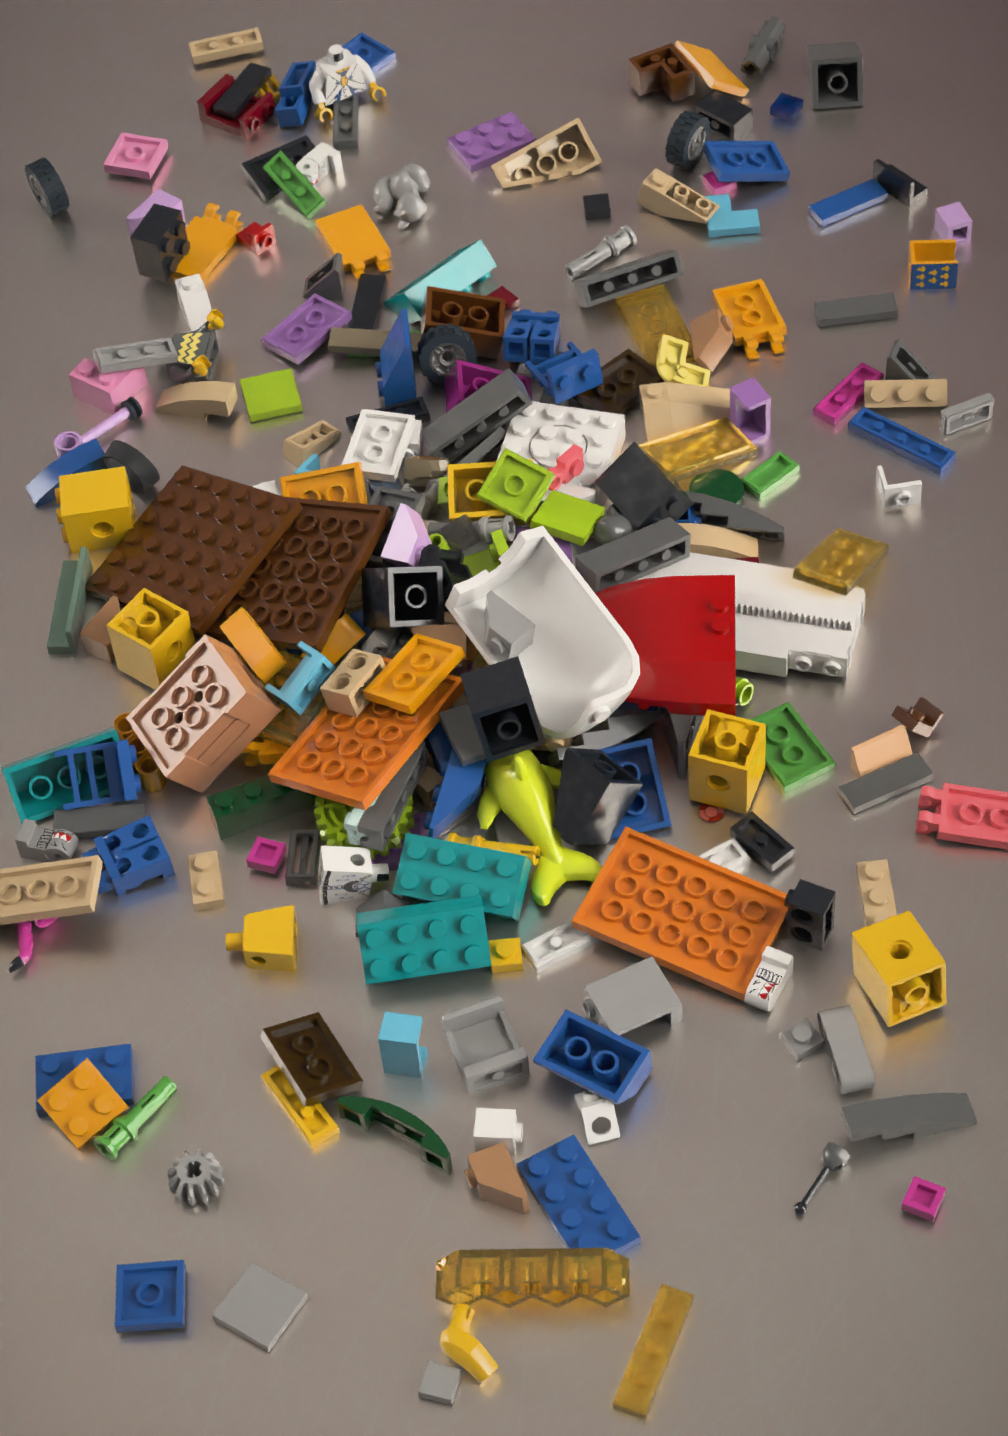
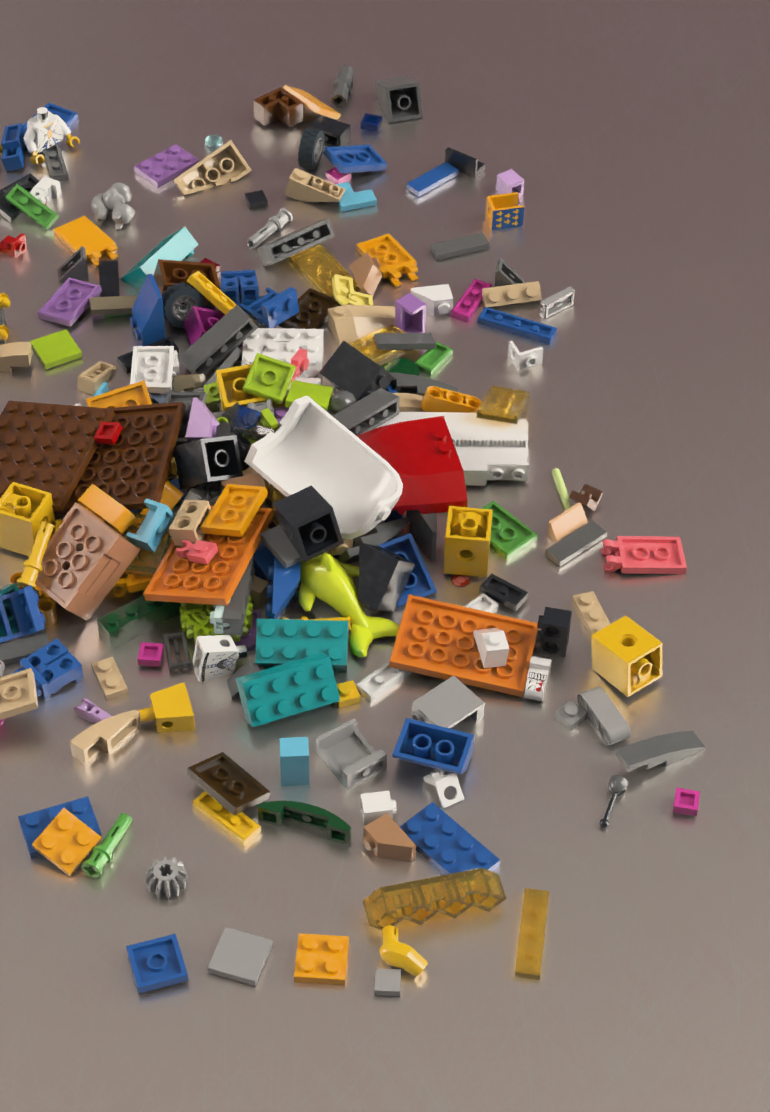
camera: 20 degrees left, 5 degrees down
(137, 711) = (33, 564): none -> yellow pin
(173, 930) = (95, 713): none -> lavender bar
(175, 962) = (104, 736): none -> tan slope
(284, 535) = (108, 432): none -> red plate
(352, 727) = (200, 552): none -> coral plate
(363, 1332) = (321, 959): none -> light orange plate
(470, 539) = (246, 417): none -> clear blue plate
(480, 562) = (257, 432): none -> clear smoke tile
(495, 350) = (212, 293): none -> yellow tile
(506, 628) = (294, 469): light grey slope -> none
(563, 113) = (213, 142): none -> clear light blue tile
(715, 923) = (492, 647): none -> white slope
(732, 446) = (404, 341): none -> dark grey tile
(765, 547) = (444, 400): none -> light orange beam
(792, 386) = (437, 298): none -> white slope
(890, 697) = (561, 488): none -> yellowish green bar

